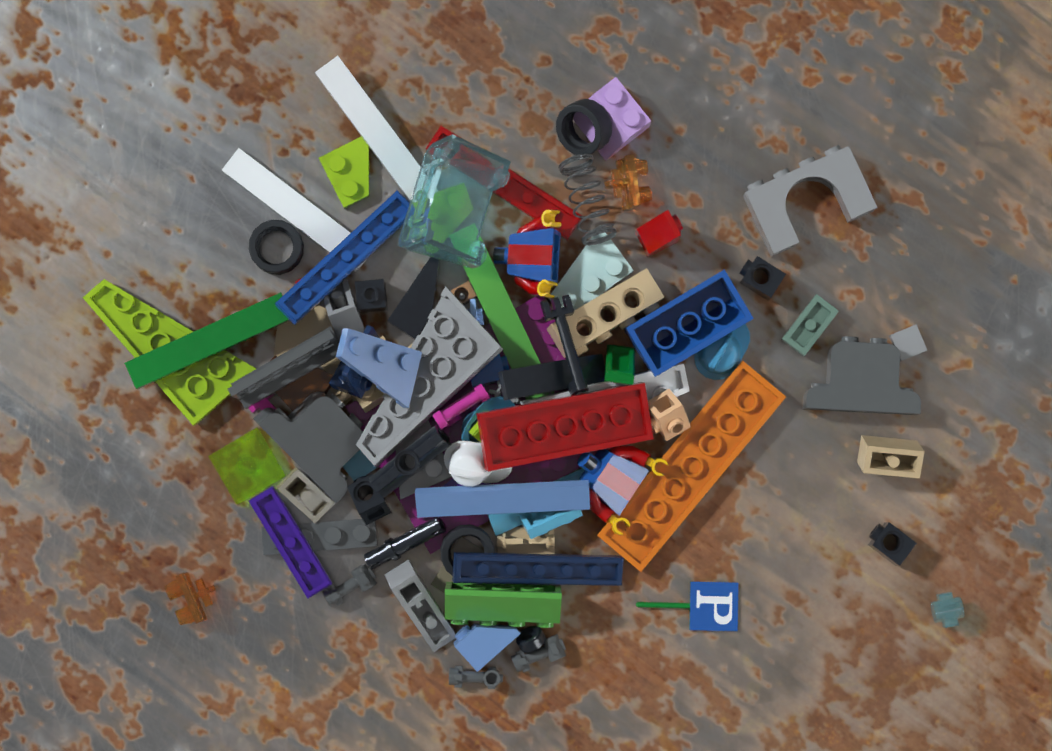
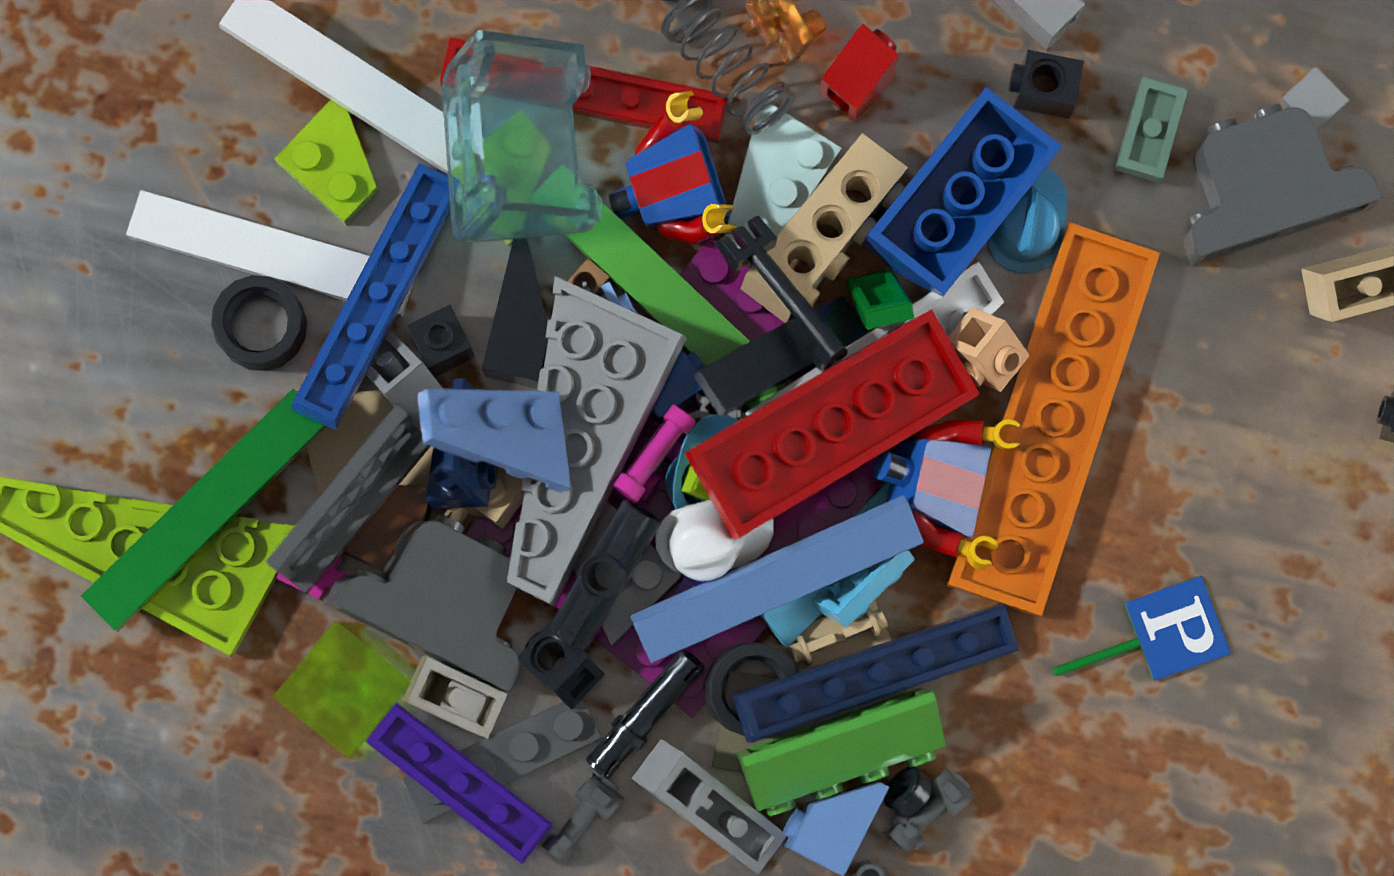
camera: 25 degrees left, 5 degrees down
(359, 466) = (524, 617): medium azure tile -> none

